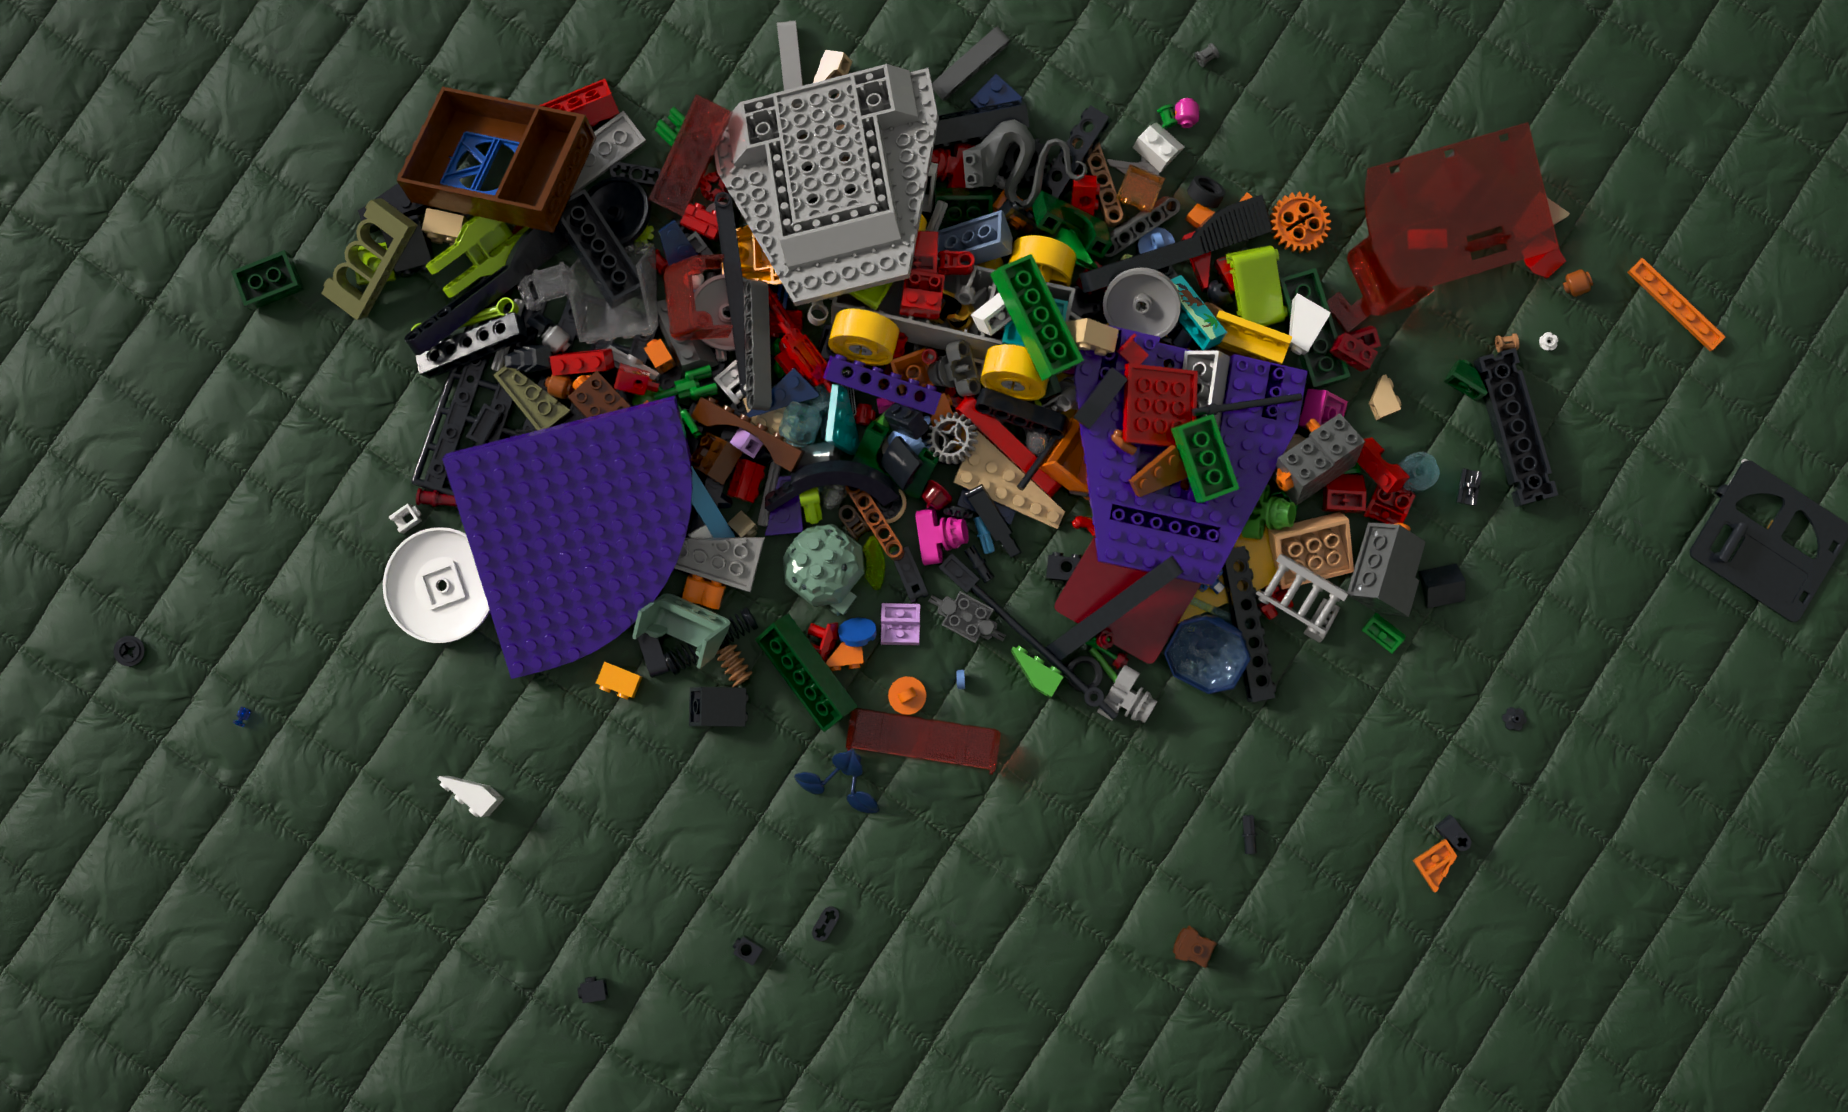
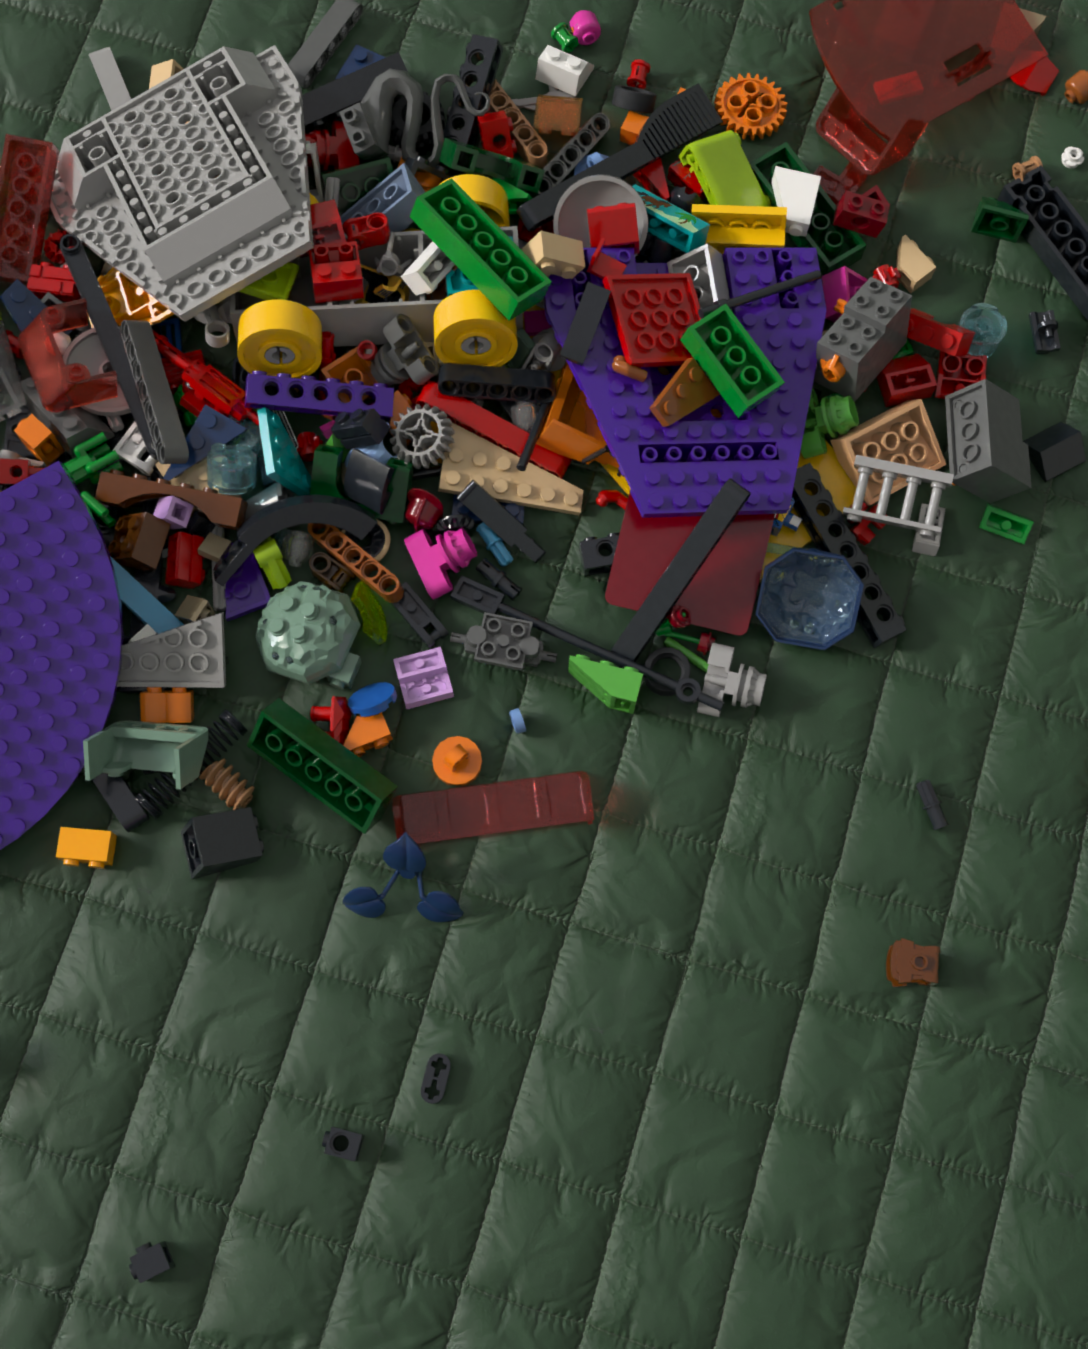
camera: 20 degrees left, 10 degrees down
(771, 478) = (214, 547): none -> dark tan tile
(1148, 318) = (614, 224): none -> red slope
(1217, 167) = (638, 74): none -> red bush
(1358, 405) = (887, 275): none -> red gear

